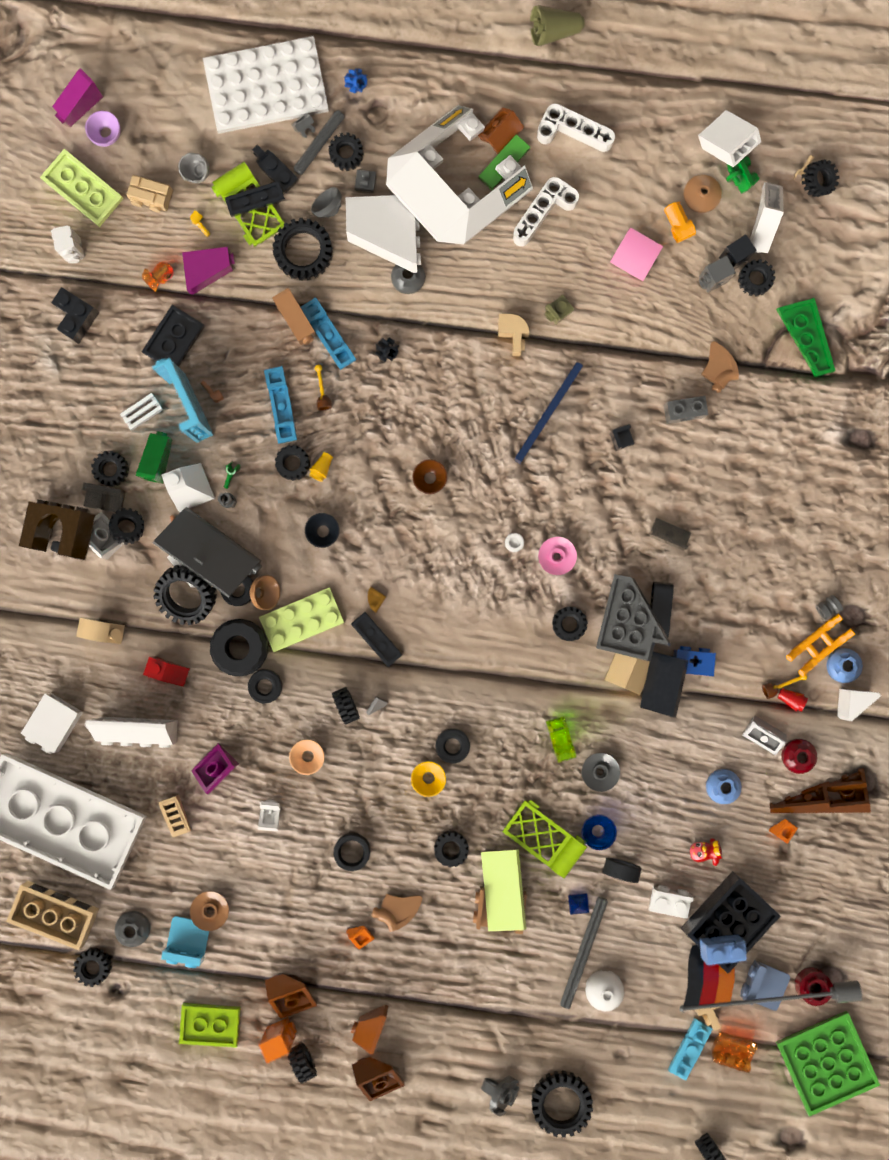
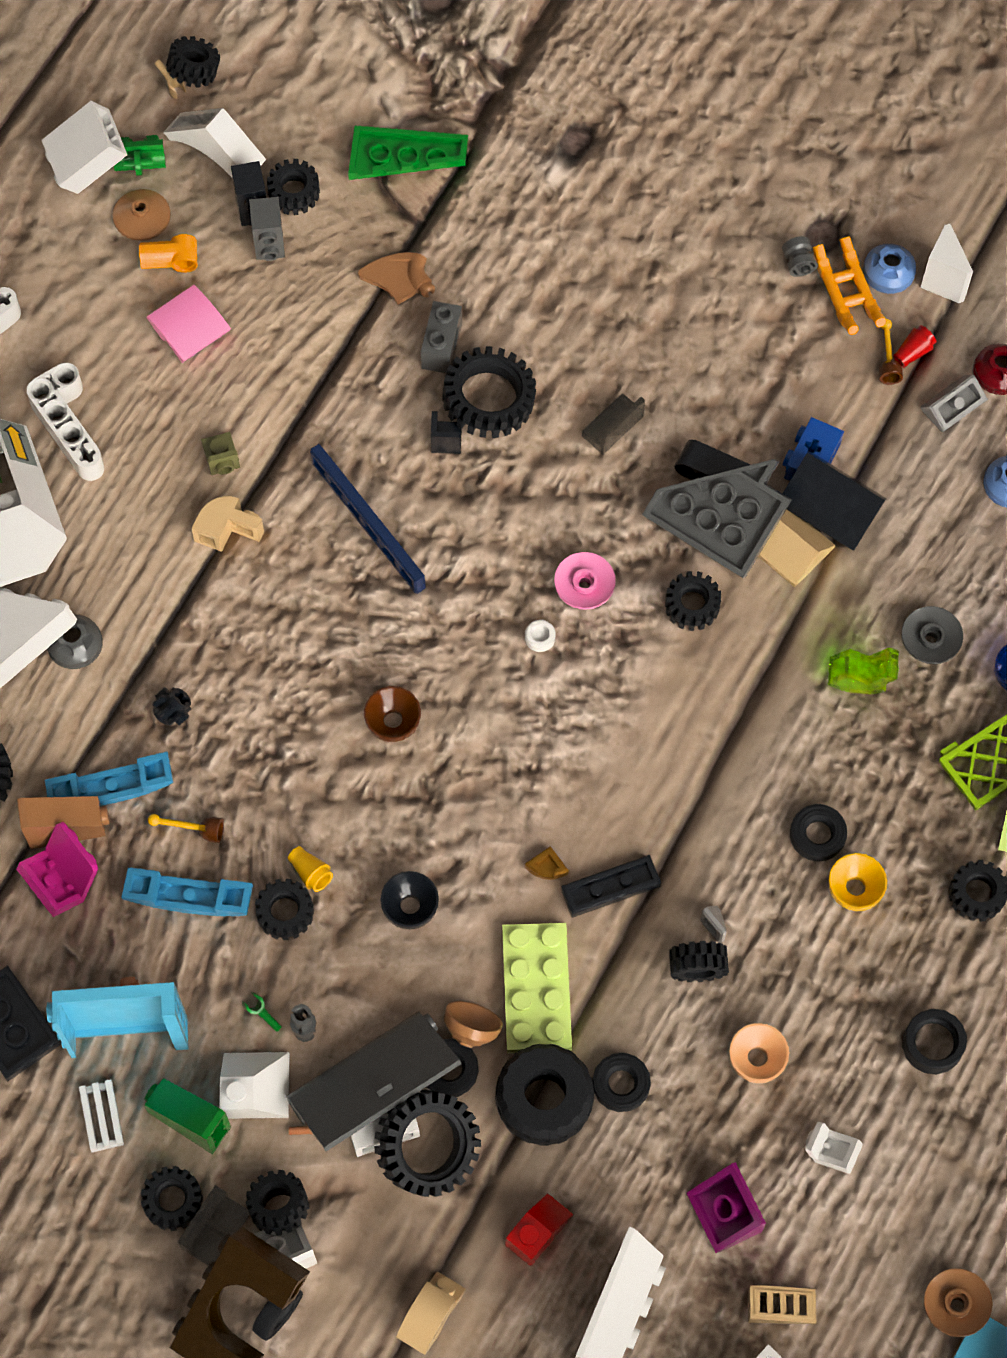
camera: 75 degrees left, 20 degrees down
(263, 329) = (60, 872): none -> dark pink bracket
(677, 440) = (497, 364): none -> black tyre

